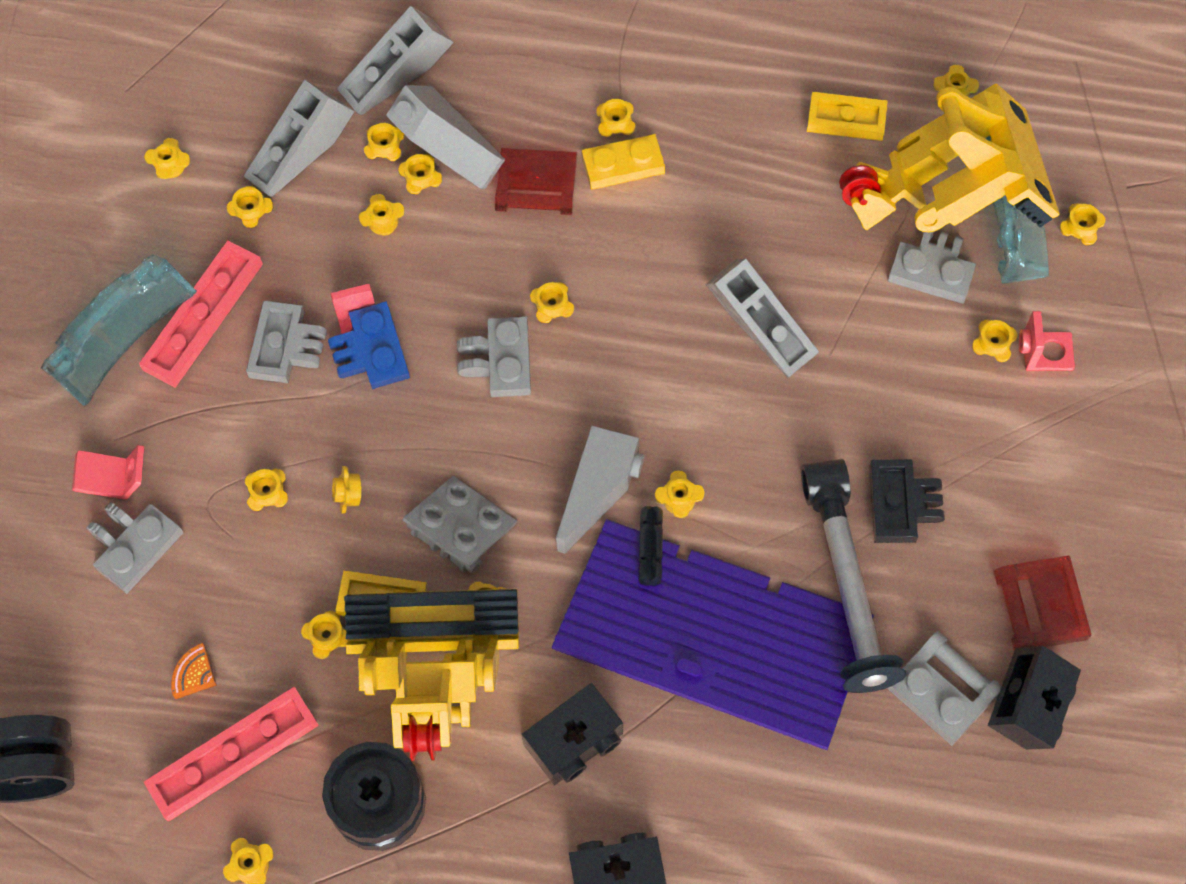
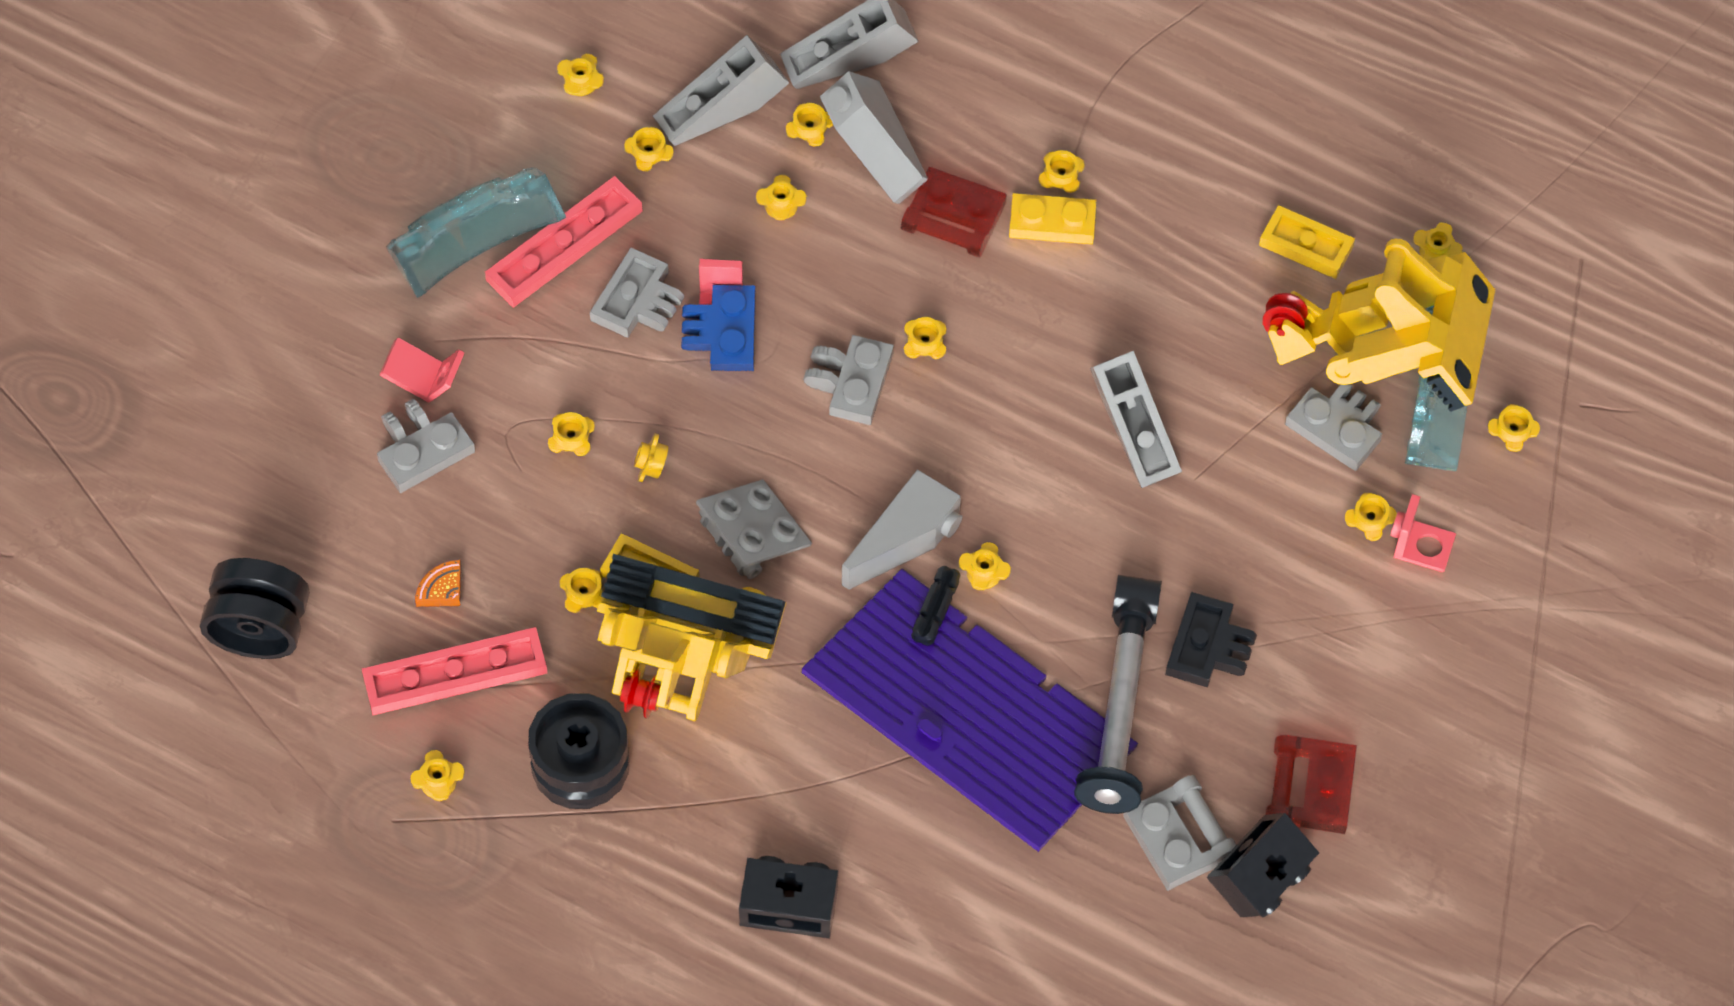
camera: 15 degrees right, 5 degrees down
(419, 164) = (836, 157): yellow plate -> none
(583, 712) = (770, 751): black brick -> none

